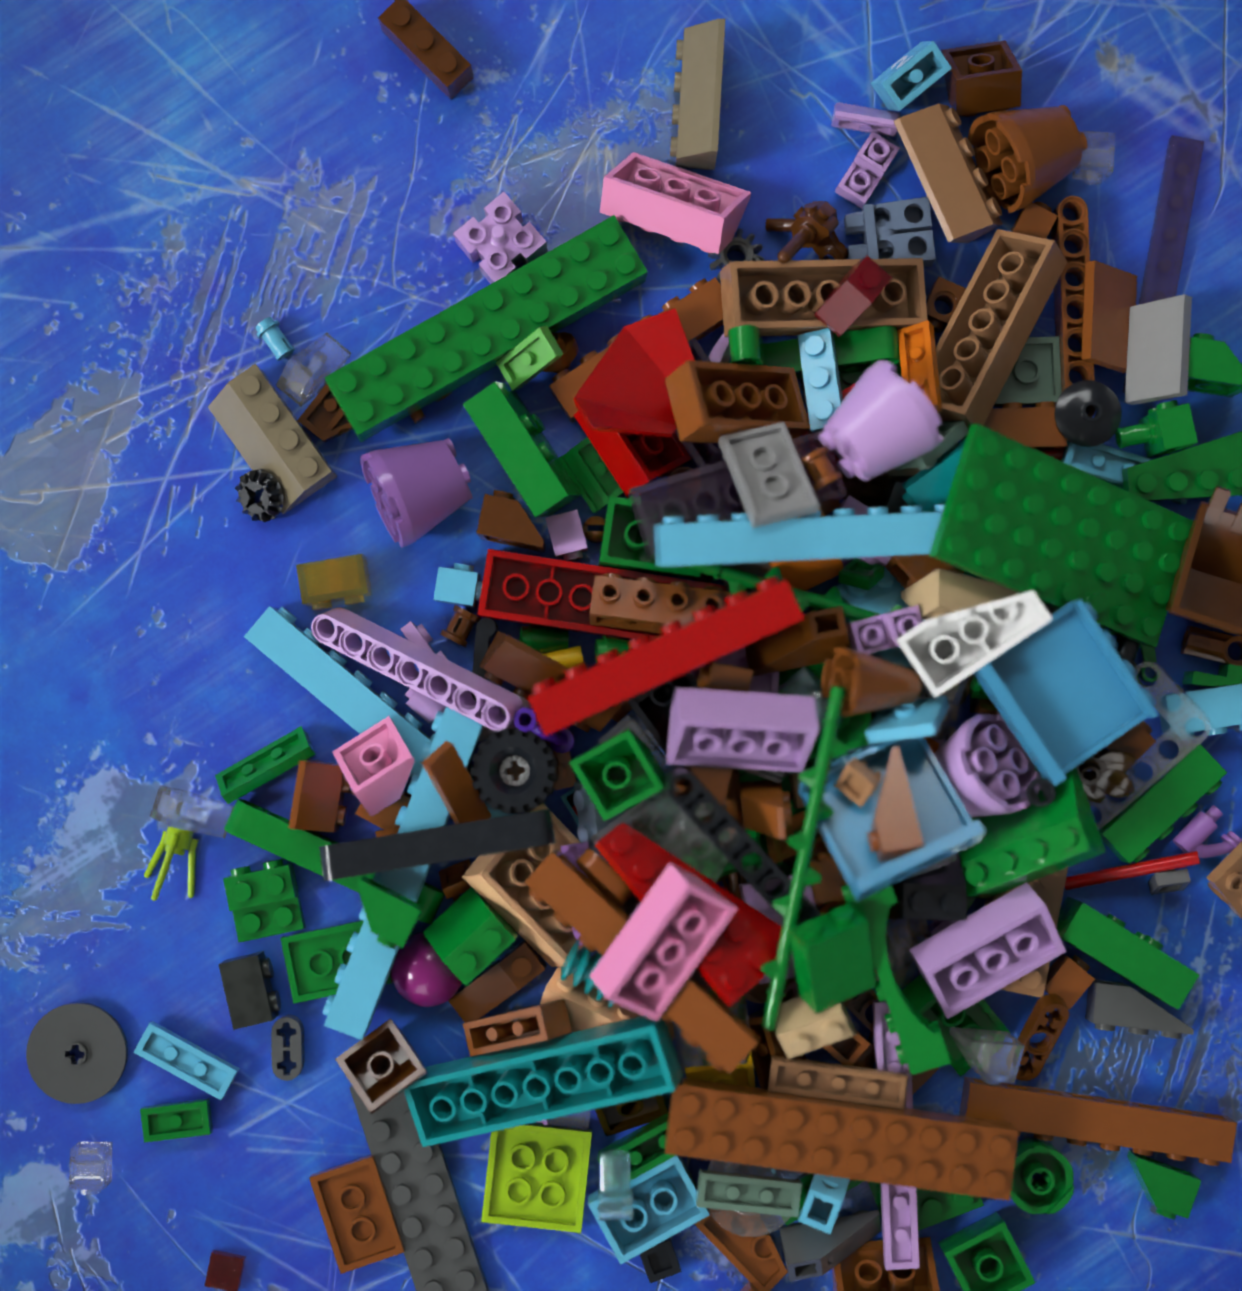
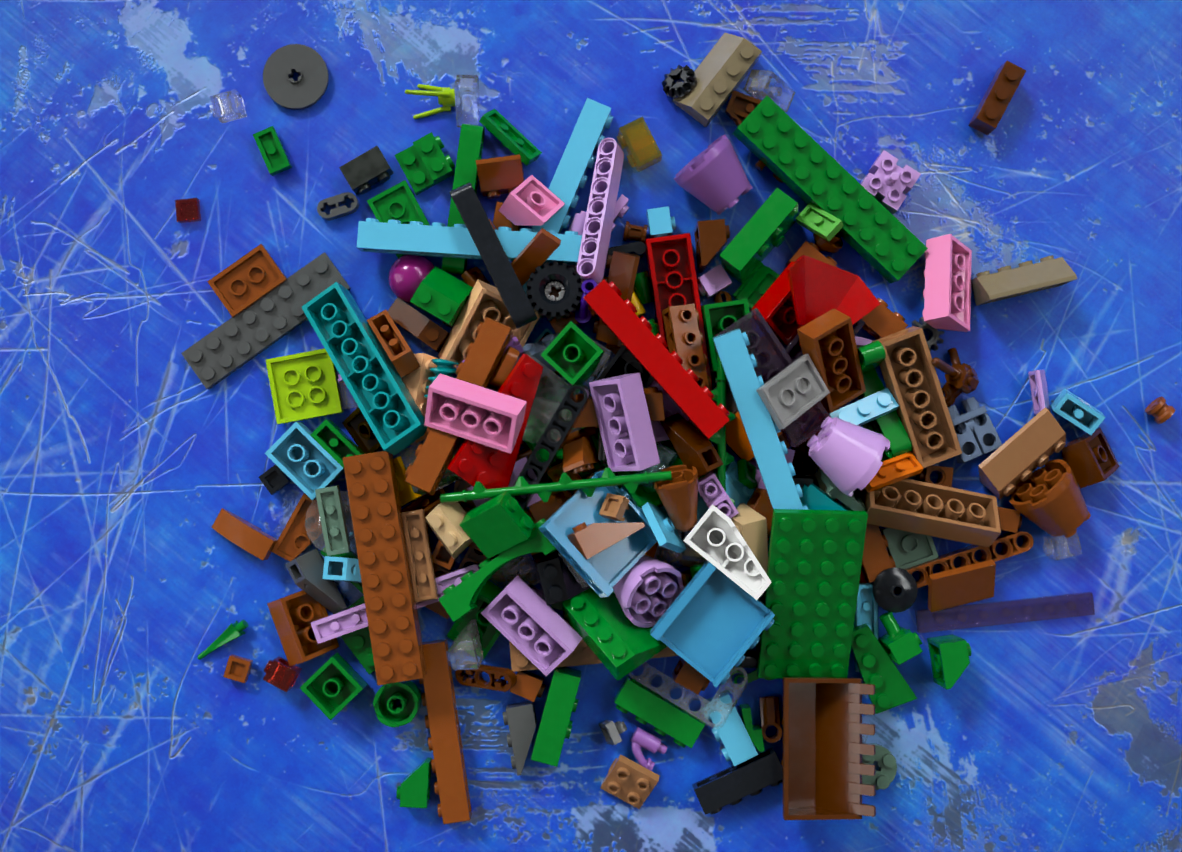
camera: 75 degrees right, 0 degrees up
(186, 1060) = (311, 145): medium azure plate -> none
(274, 338) = (781, 60): medium azure pin -> none
(381, 1065) = (344, 265): slope -> none
(388, 912) = (441, 238): green slope -> none
(615, 1195) = (307, 435): clear light blue piece -> none
(820, 468) = (807, 424): dark orange bush -> none
(853, 295) = (924, 413): dark red slope -> none
(867, 169) = (1007, 402): lavender slope -> none
(1047, 790) = (646, 631): black hinge -> none
(1107, 775) = (666, 670): dark brown plate -> none
(1132, 870) = (615, 715): red bar -> none
(1158, 350) = (950, 622): light grey tile -> none

